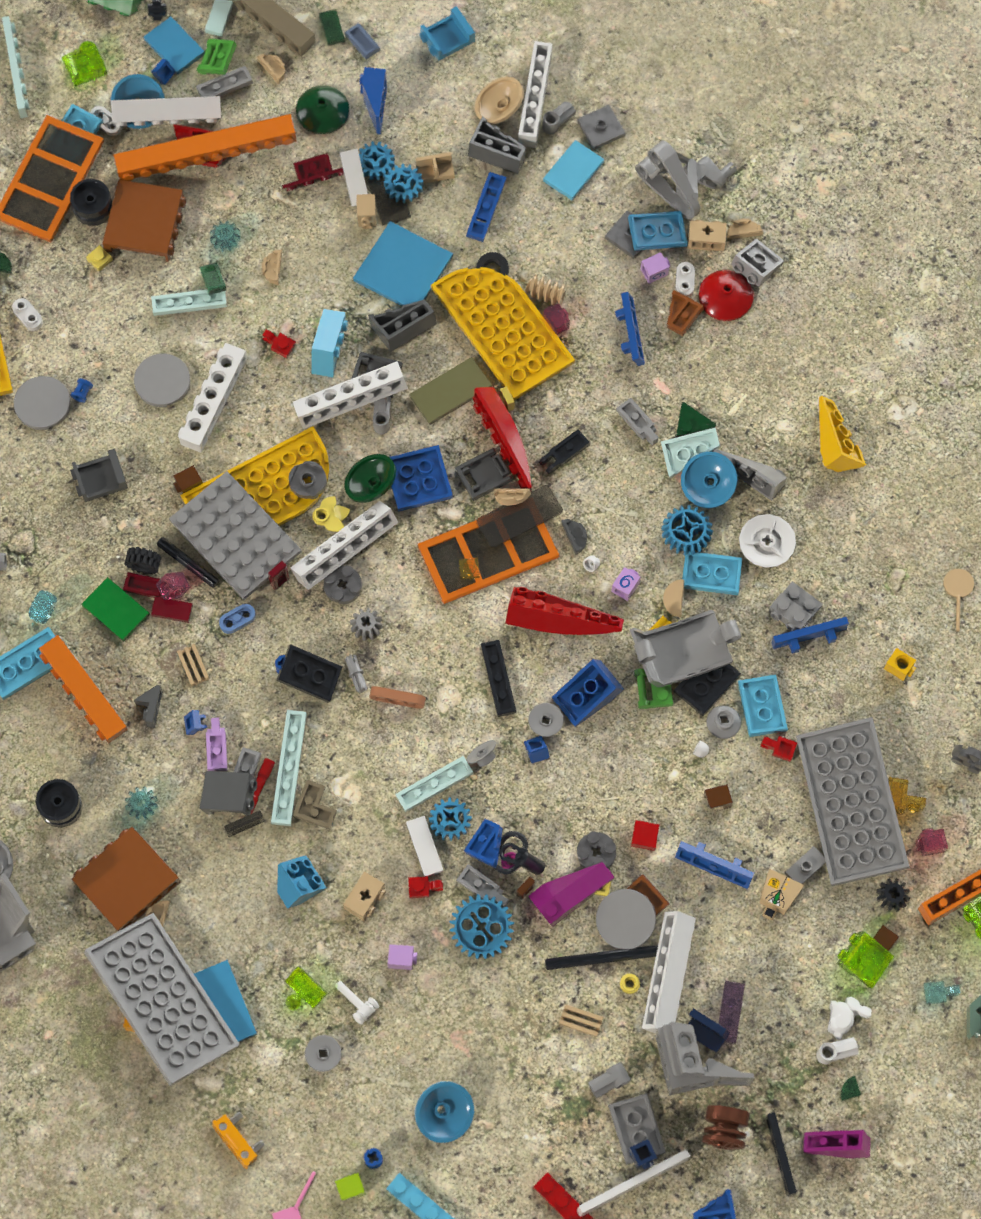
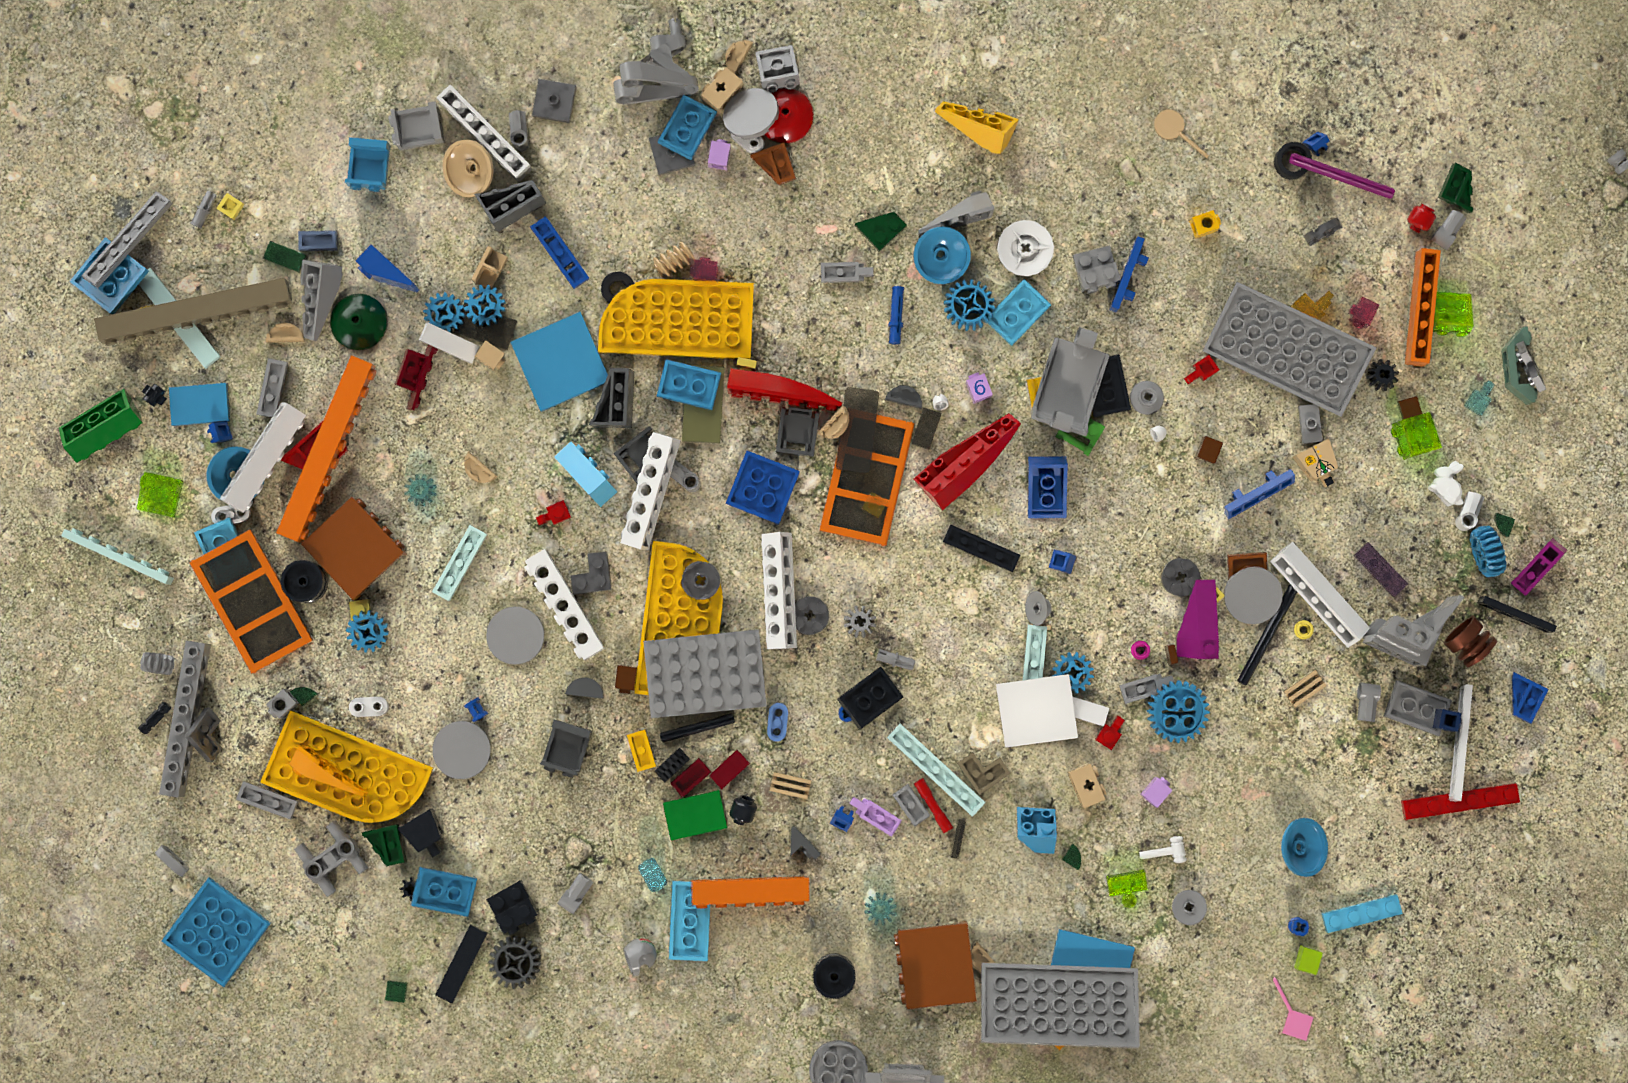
camera: 55 degrees left, 15 degrees up
(79, 267) = (374, 634): none -> dark azure gear
(138, 531) = (641, 750): none -> yellow plate
(146, 641) = (743, 810): none -> black head
(158, 458) = (585, 687): none -> dark grey tile
(173, 585) = (712, 755): clear pink brick -> none
(212, 278) = (453, 528): clear green tile -> none
(220, 59) = (245, 374): bright green plate -> none
(228, 792) = (925, 834): dark grey panel -> none
(235, 1141) = (1208, 1023): light orange piece -> none
(253, 408) = (598, 577): none -> flat silver plate
(278, 575) = (768, 663): dark red tile -> none
(296, 930) = (1073, 857): none -> clear green tile
(332, 63) = (320, 289): none -> light grey wedge
(333, 514) = (743, 579): light yellow plate -> none
(370, 478) = (728, 530): dark green dish -> none
(397, 697) = (940, 641): nougat beam -> none
(397, 812) = (1037, 710): none -> white sticker
(457, 368) = (689, 384): none -> dark azure tile
(486, 843) = (1113, 659): blue wing -> none
(503, 48) = (417, 127): none -> light grey panel
(522, 857) = (1150, 640): black piece -> none
(548, 712) = (1053, 531): light grey piece -> none
(562, 568) = (926, 428): none -> clear smoke tile
(565, 450) = (827, 349): black hinge -> none
(573, 170) = (577, 154): medium azure tile -> none
(616, 493) = (896, 315): none -> blue pin
(629, 314) = (744, 207): blue hinge -> none
(645, 835) = (1195, 529): red piece -> none
(674, 597) = (1018, 359): tan tile -> none
(682, 449) = (898, 257): light aqua wing -> none
(705, 266) = (750, 113): none -> light grey tile
(708, 1031) = (1384, 600): dark blue panel -> none
(762, 705) = (1157, 357): medium azure tile -> none
(814, 1086) = (1488, 551): none -> dark azure gear

